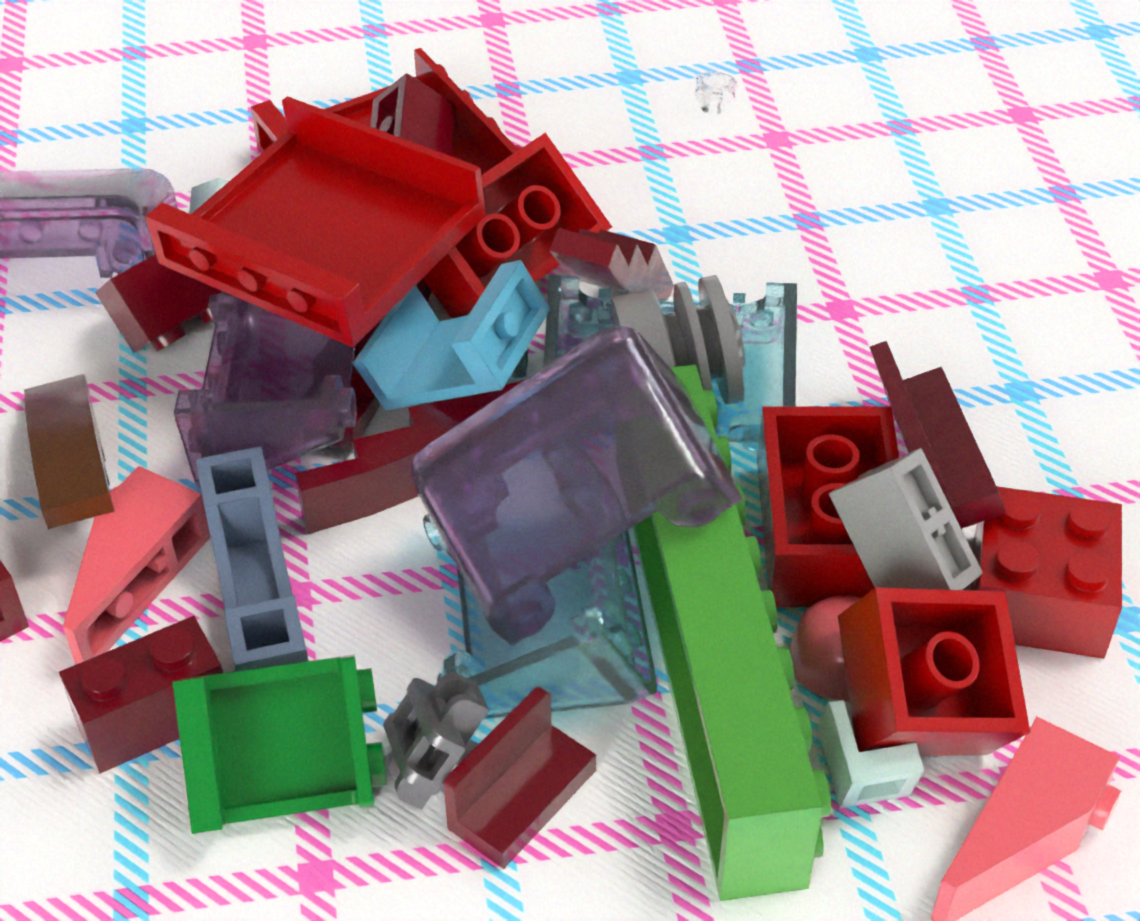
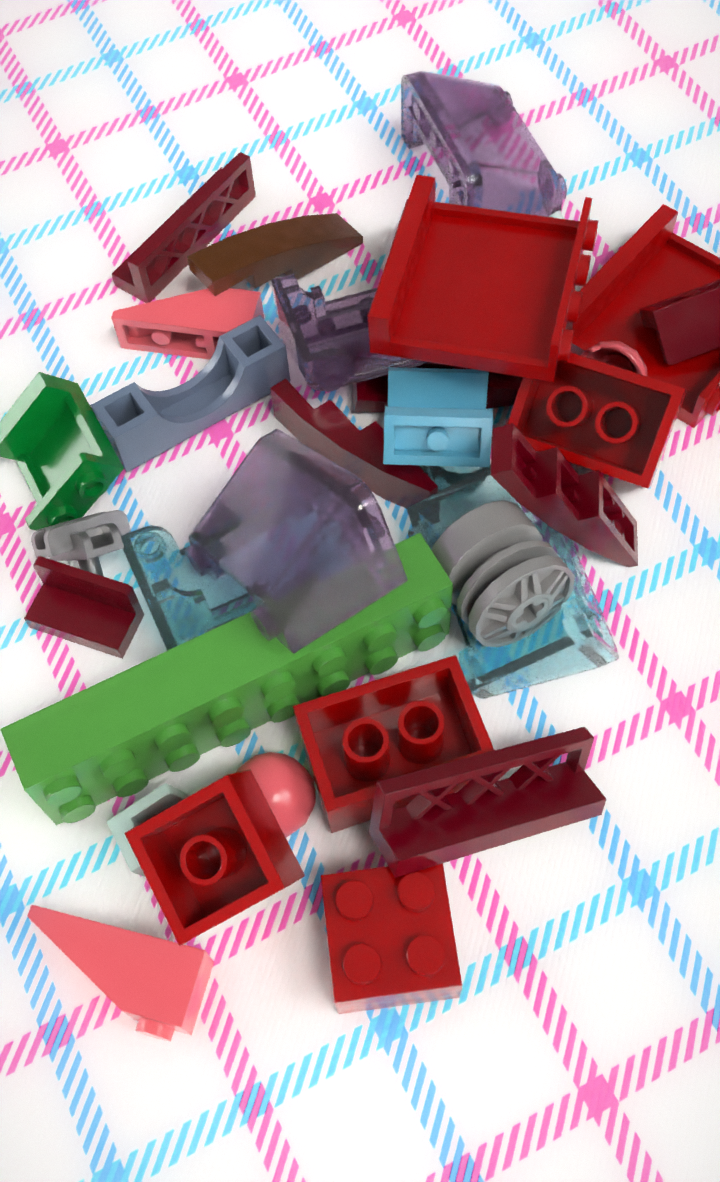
camera: 75 degrees right, 15 degrees up
(127, 694) = (81, 359): dark red brick -> none
(906, 527) = (328, 798): light grey hinge -> none

